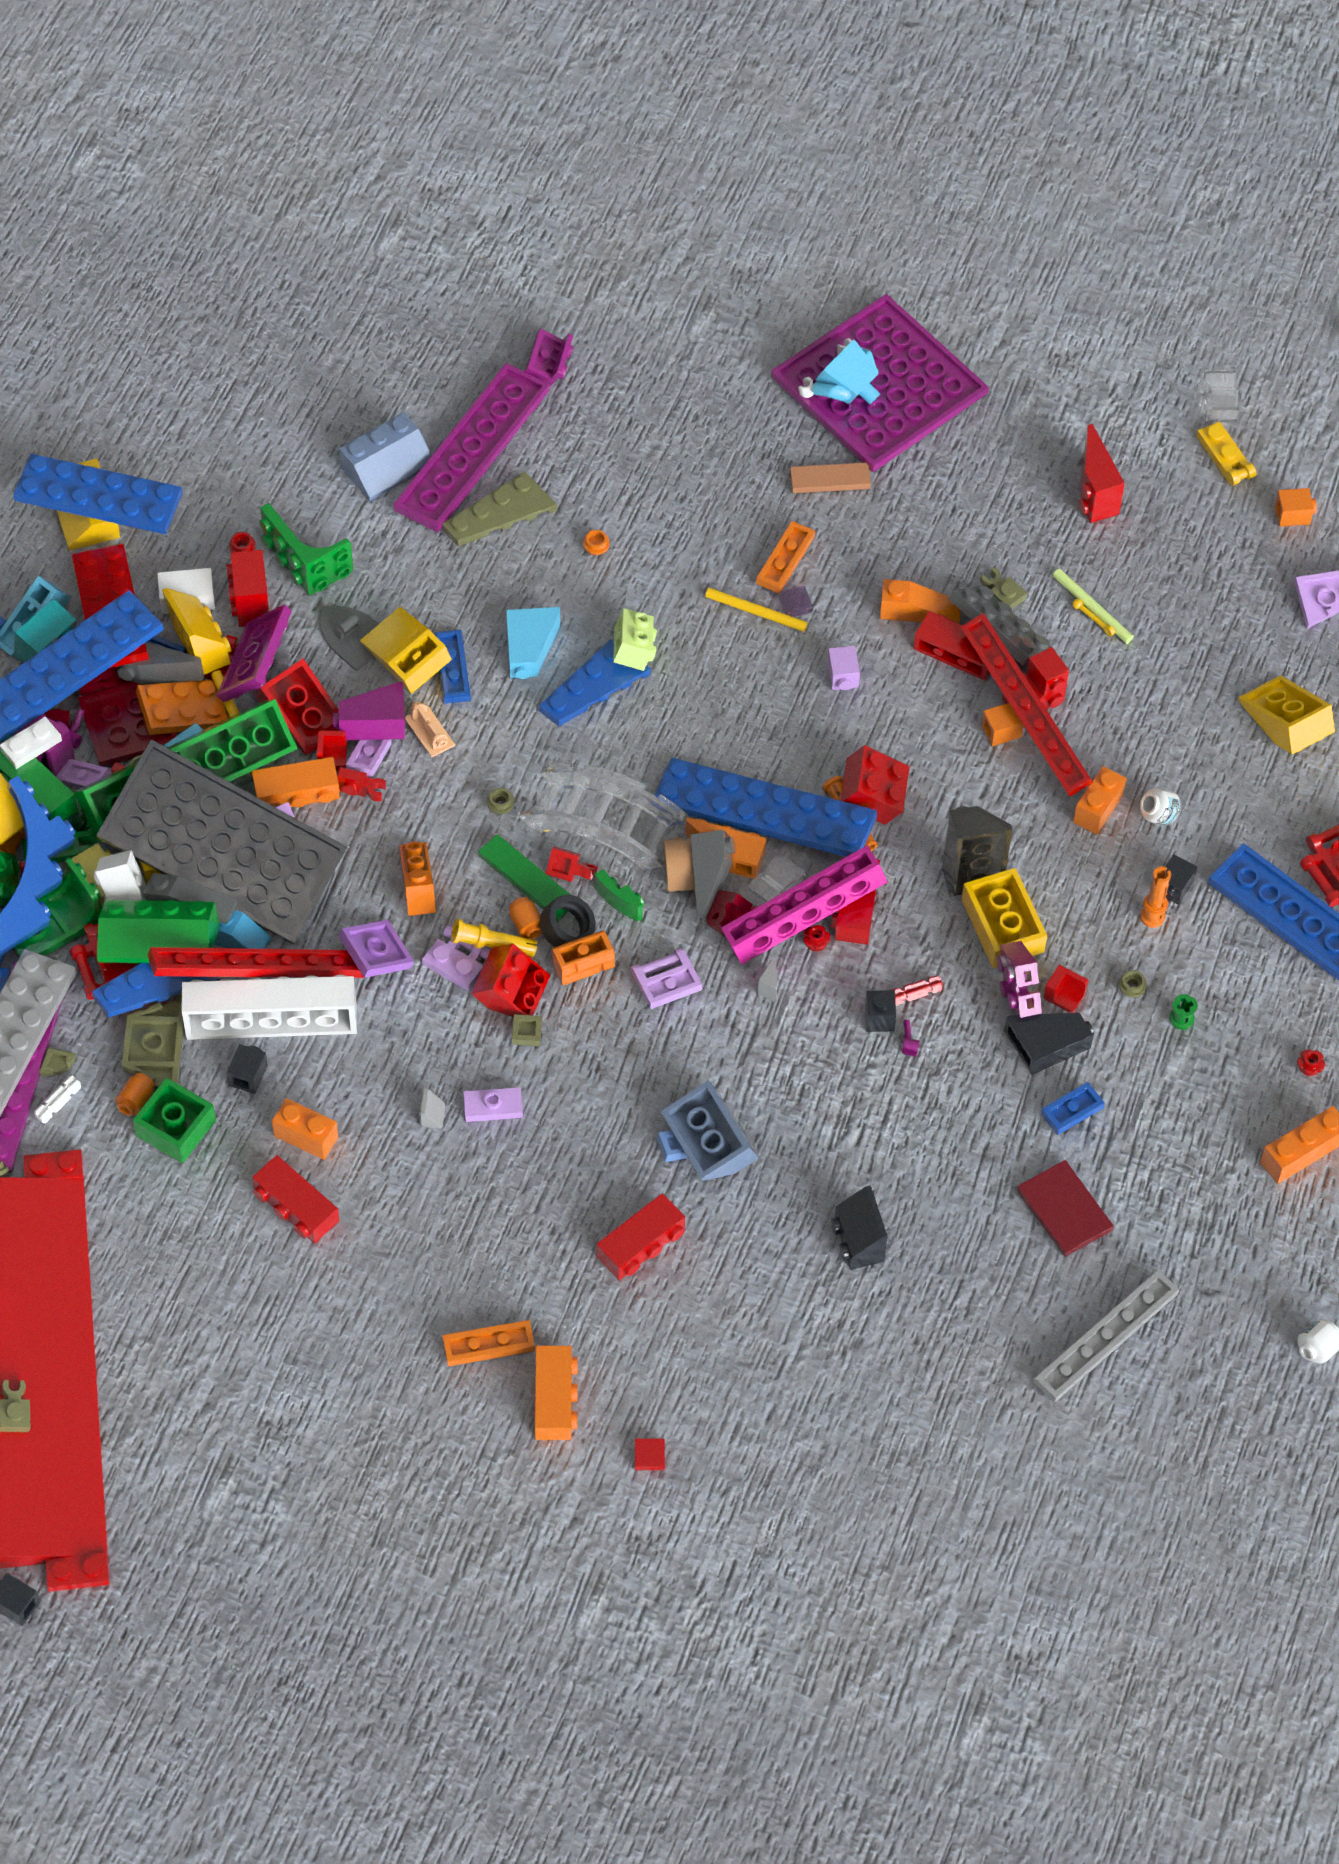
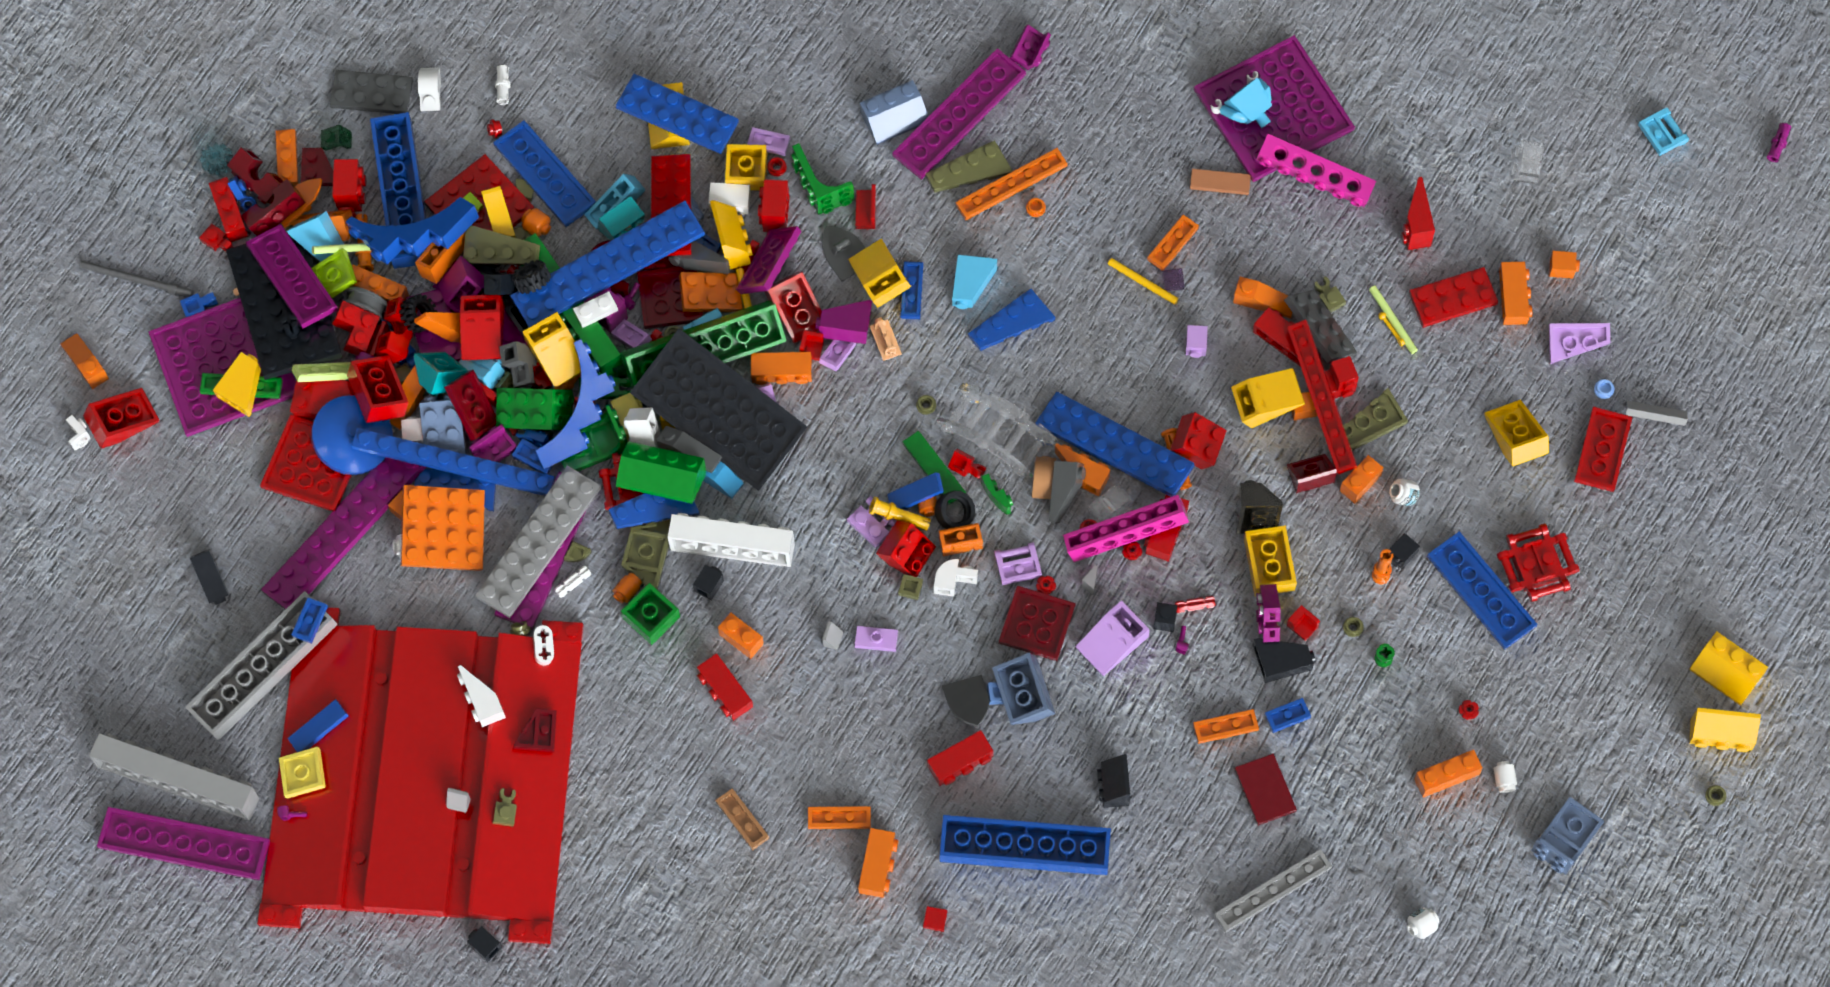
camera: 15 degrees right, 10 degrees up
(25, 1186) = (538, 645): none -> white beam
(44, 1299) = (538, 732): none -> dark red wing
(202, 544) = (746, 165): none -> yellow brick
(225, 516) = (775, 142): none -> lavender plate
(251, 962) = (727, 508): red plate -> none
(353, 1368) = (742, 819): none -> medium nougat plate
(357, 783) = (825, 373): red plate -> none
(372, 577) = (866, 208): none -> red panel
(376, 948) = (815, 506): medium lavender plate -> none
(417, 878) = (854, 455): orange slope -> none
(513, 905) = (917, 491): none -> blue tile
(557, 519) = (1011, 184): none -> orange plate
(578, 1003) = (949, 574): none -> white brick
(634, 639) = (1046, 293): yellowish green brick -> none
(635, 1159) = (968, 699): none -> dark grey shield
(708, 1046) = (1037, 623): none -> dark red plate
(710, 1005) = (1046, 589): none -> red plate
(726, 908) = (1070, 520): dark red leg -> none
(755, 1332) = (1025, 845): none -> blue brick
(816, 1048) = (1113, 638): none -> lavender slope
(954, 717) = (1267, 396): none -> yellow slope
(964, 437) = (1326, 168): none -> dark pink brick
(993, 1136) = (1225, 726): none -> orange plate
(1033, 805) = (1312, 473): none -> dark red slope
(1101, 727) = (1375, 420): none -> olive wing
(1163, 568) = (1453, 297): none -> red plate
(1225, 453) = (1522, 210): yellow plate -> none
(1241, 549) = (1515, 293): none -> orange brick

